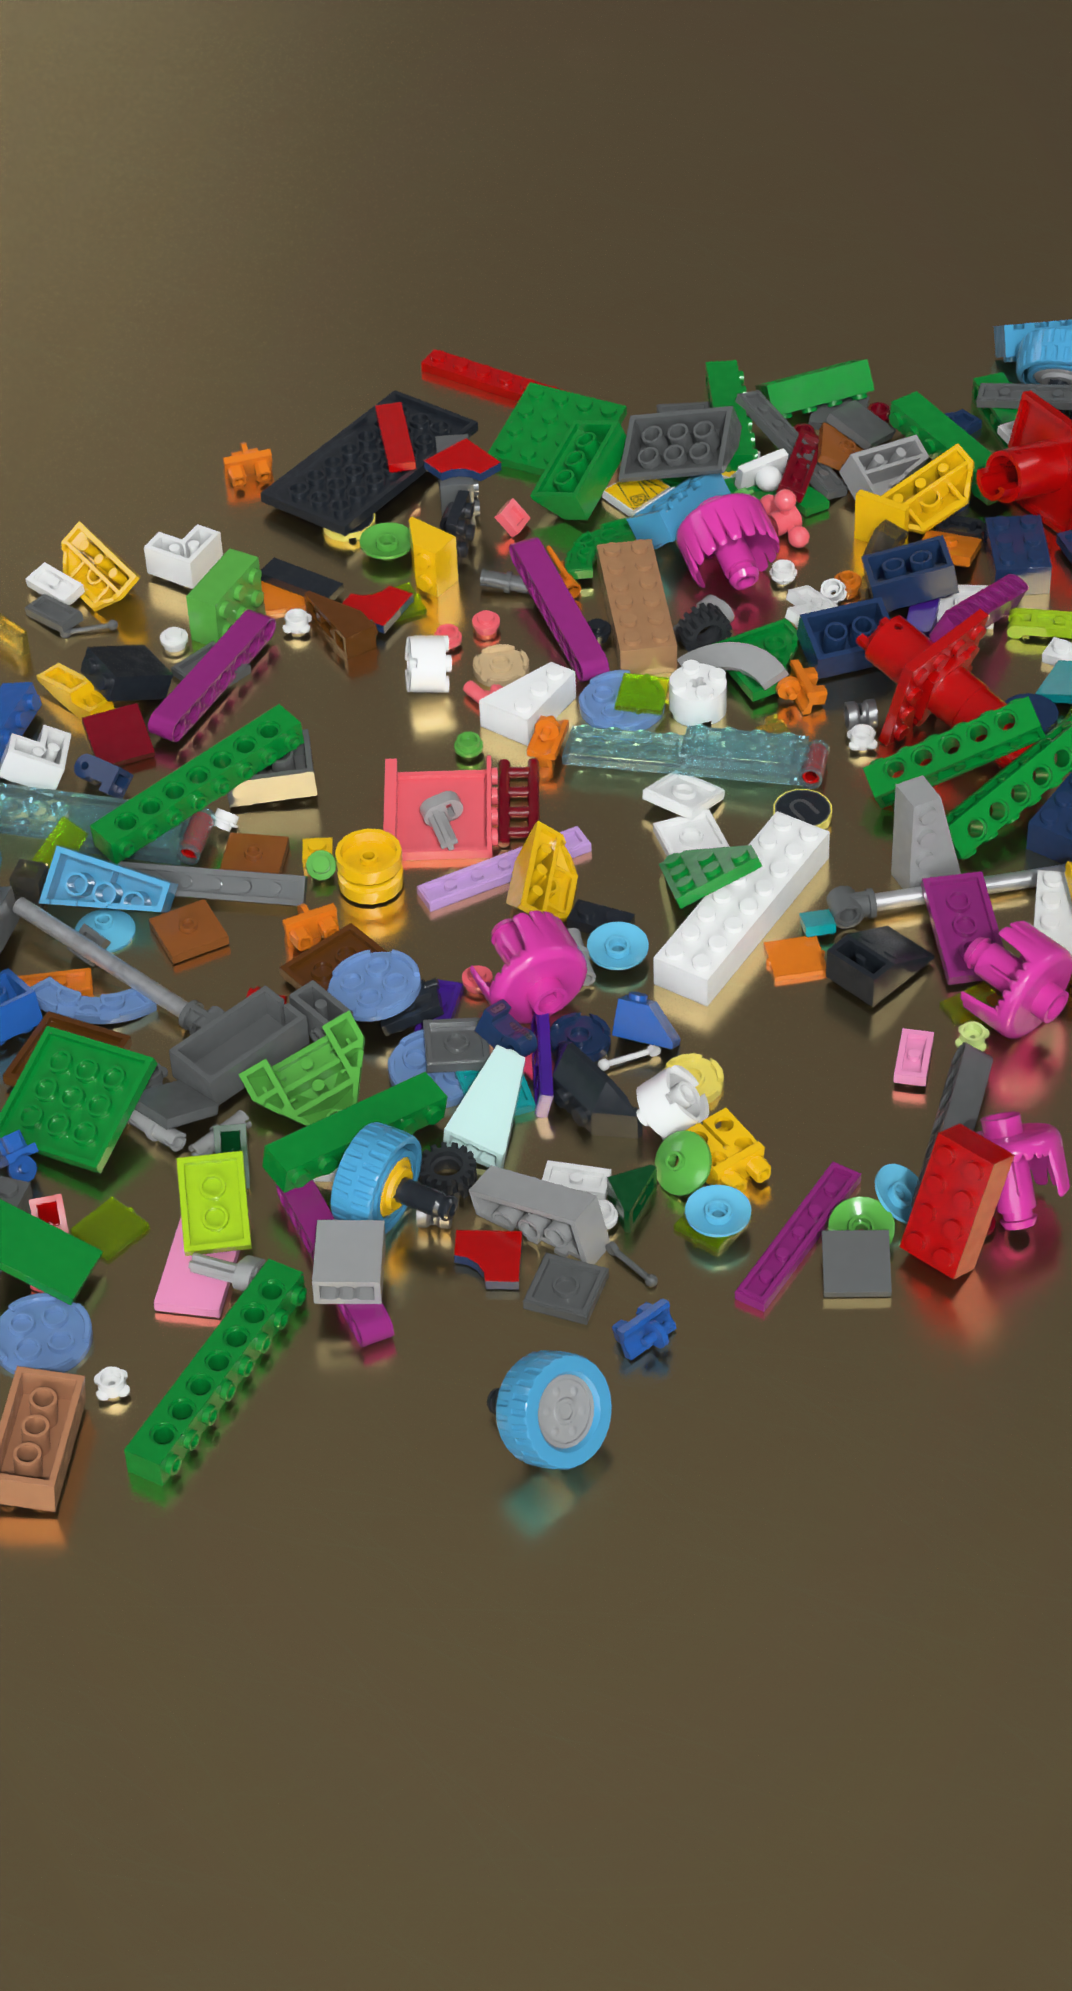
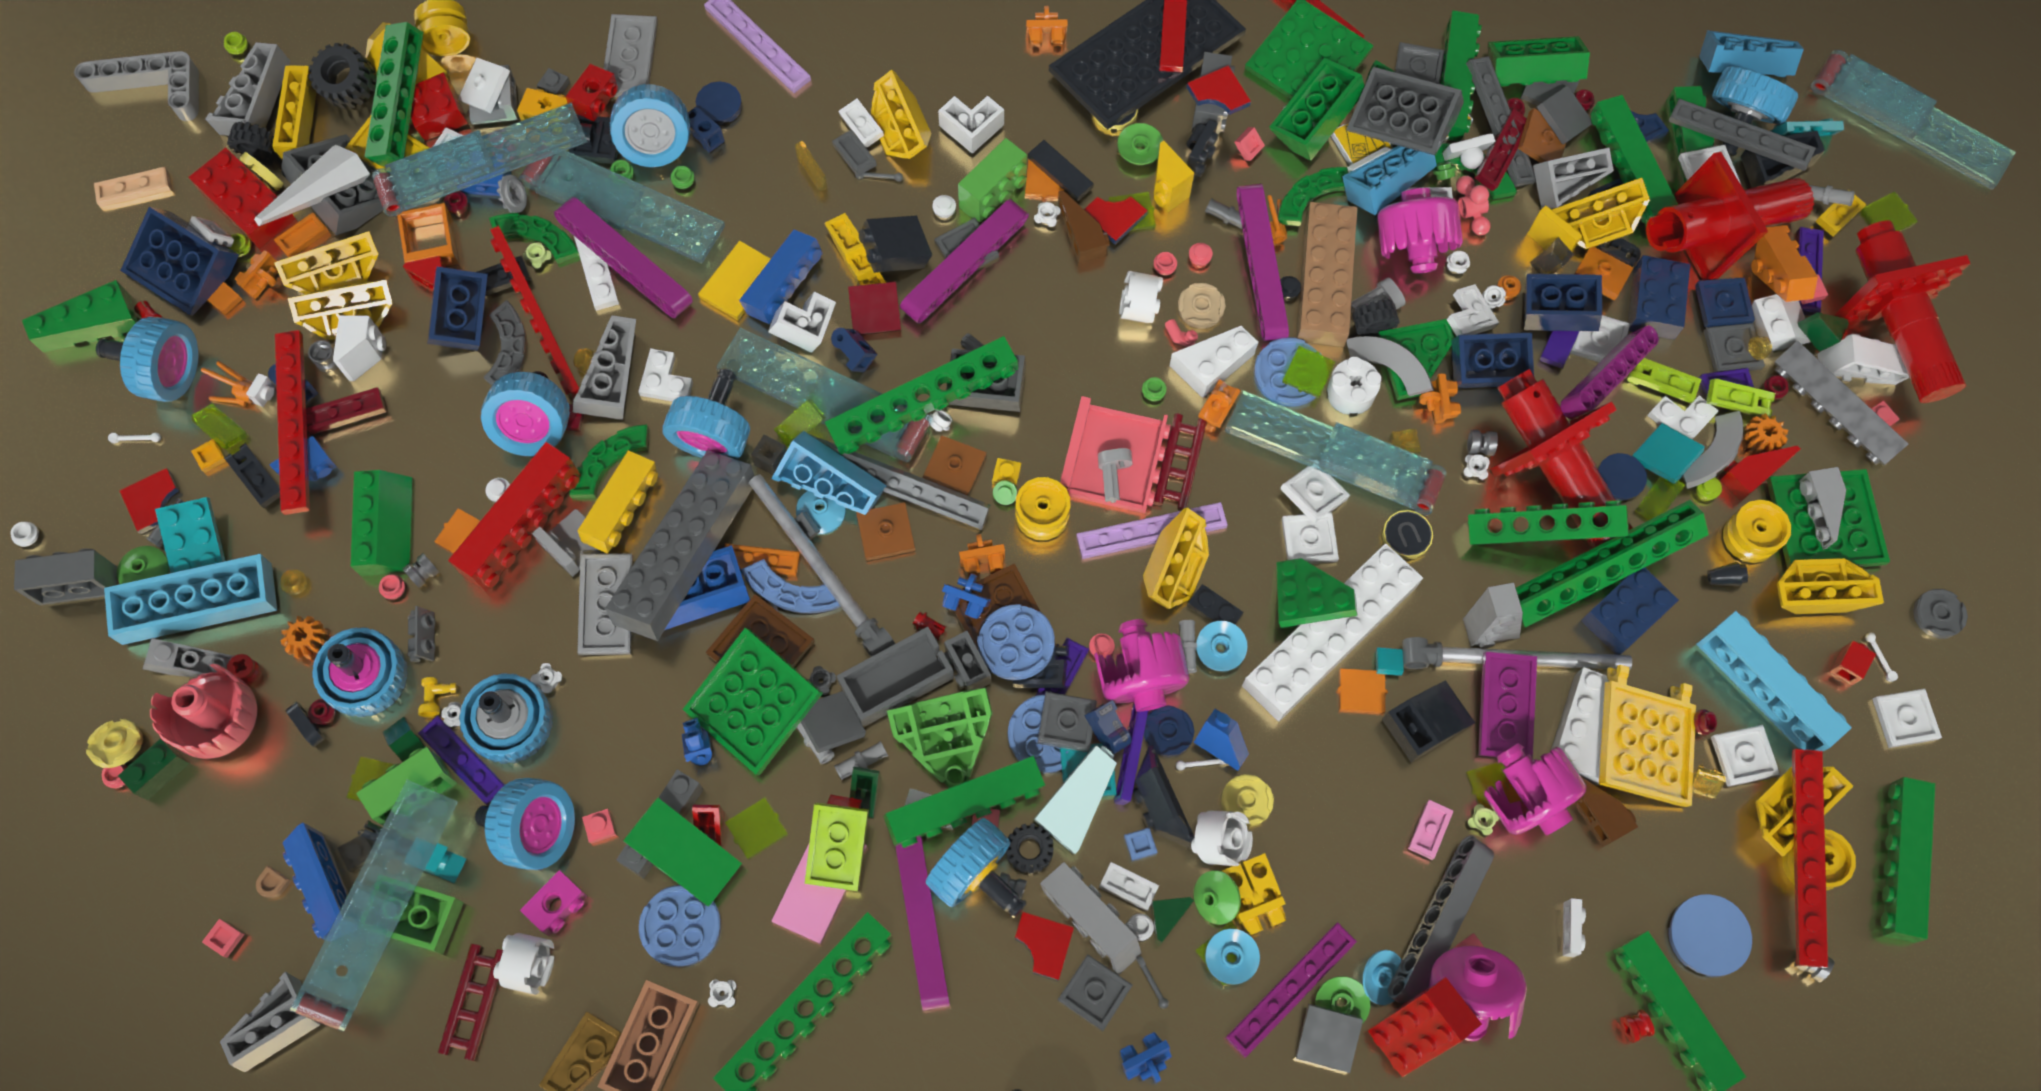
camera: 10 degrees right, 25 degrees up
(238, 1274) = (844, 917): light grey piece -> none
(302, 951) = (954, 594): none -> blue hips
(349, 1262) = (927, 939): light grey brick -> none
(578, 1144) = (1140, 844): none -> medium blue tile

